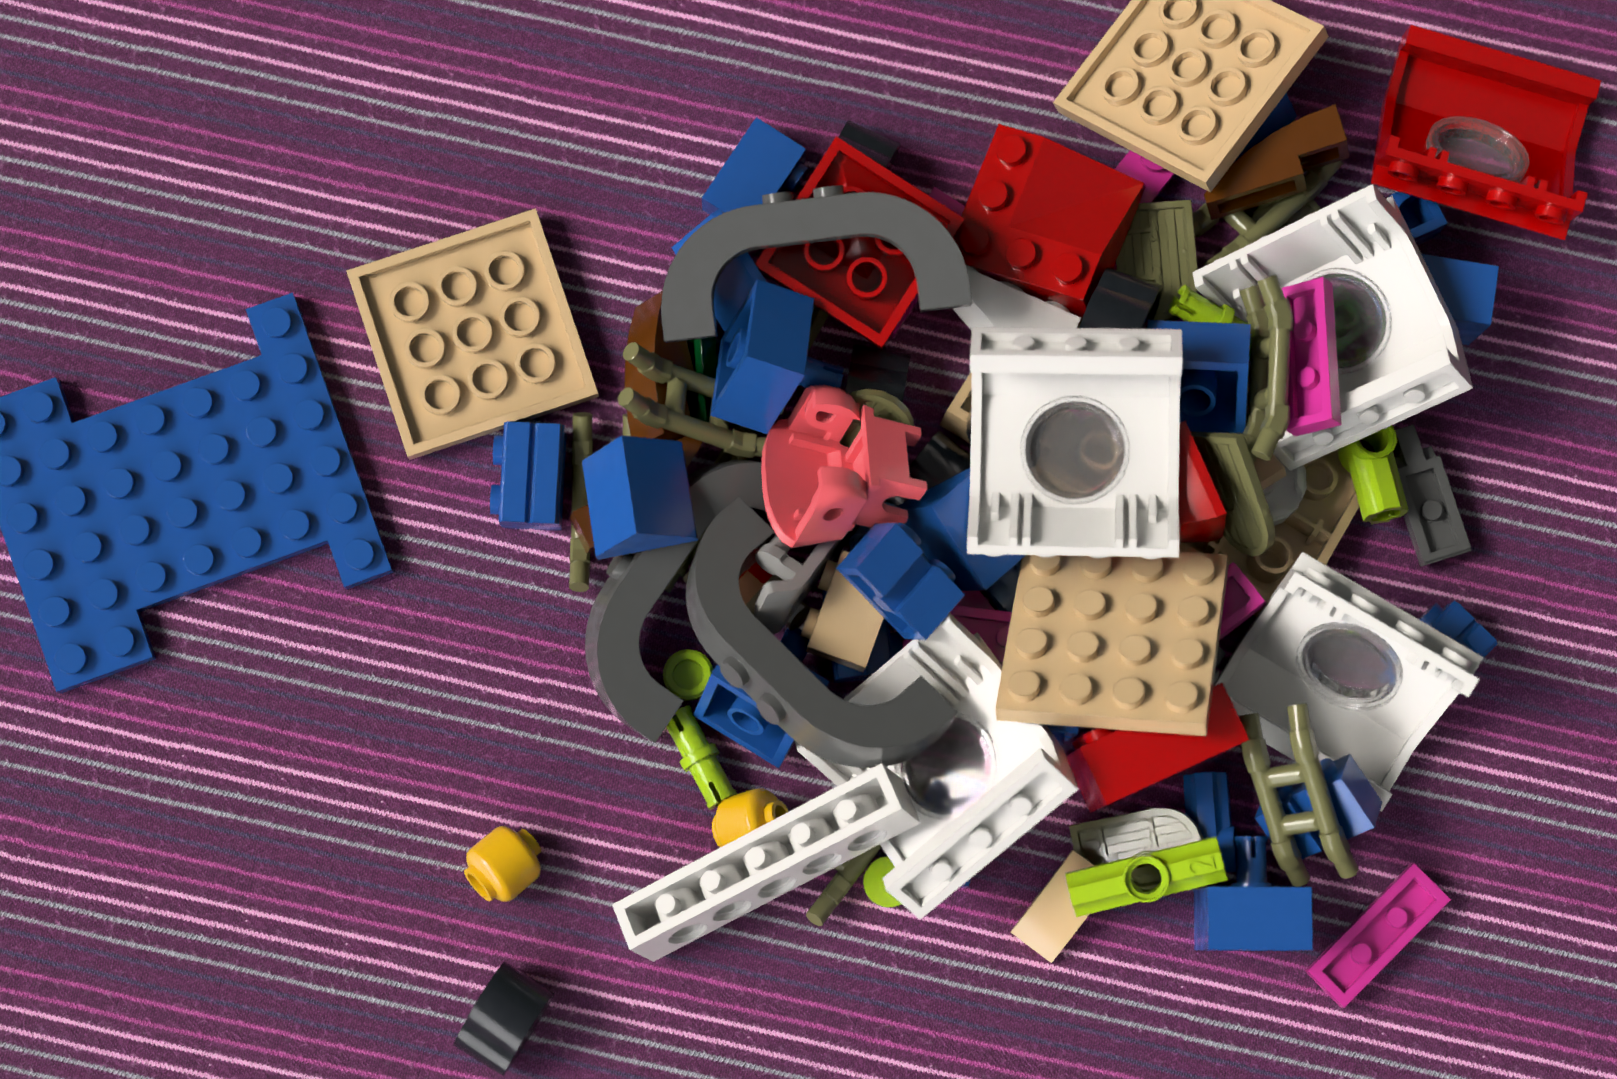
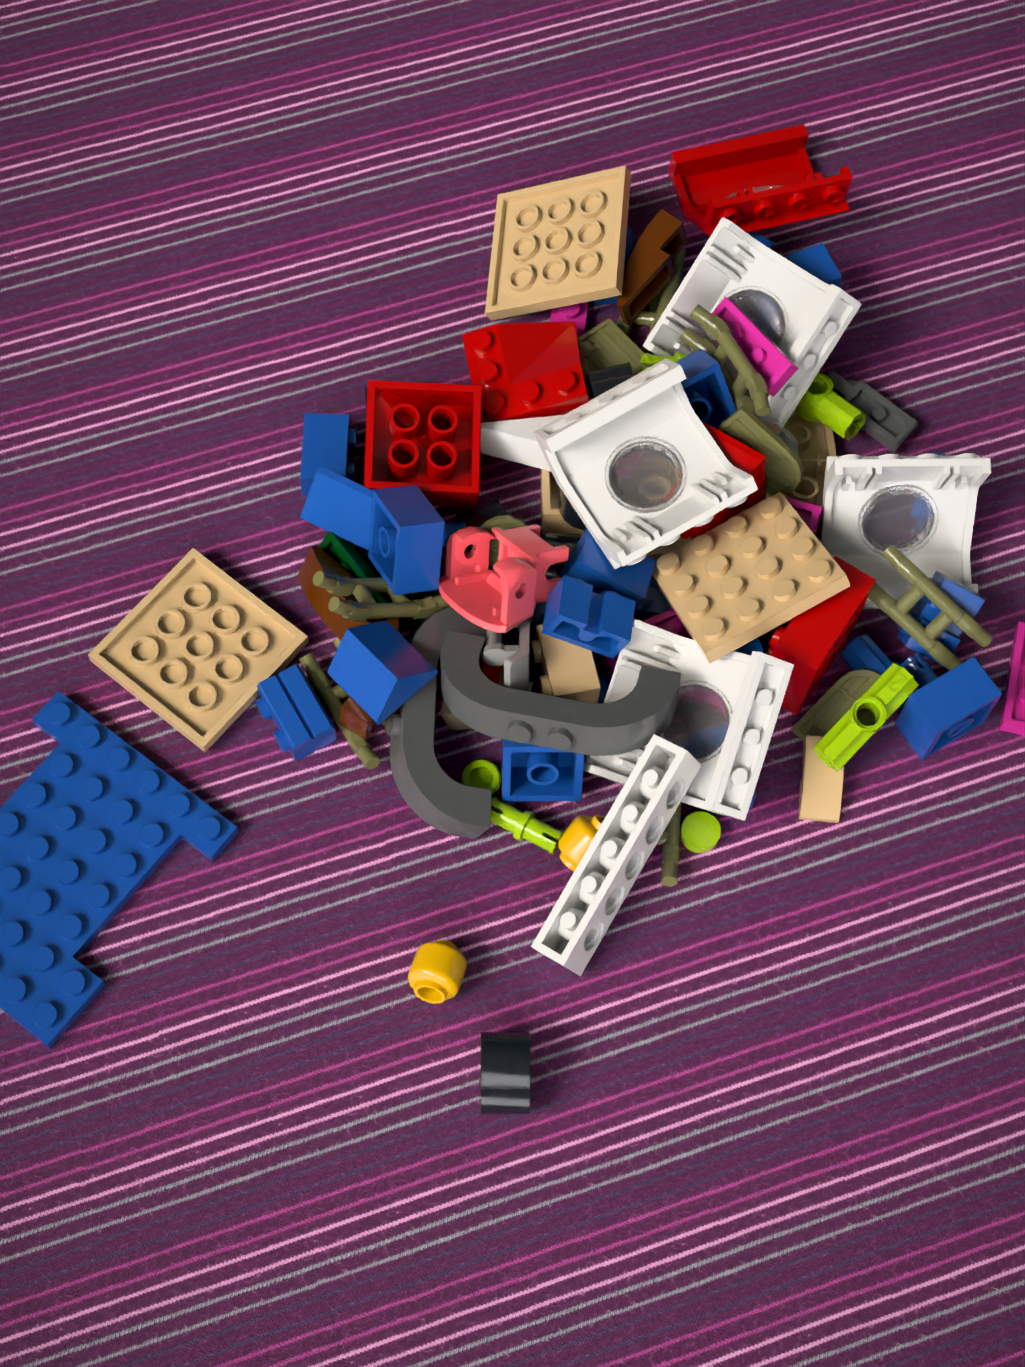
camera: 30 degrees left, 15 degrees down
(782, 222) = (395, 425): dark grey arch -> none

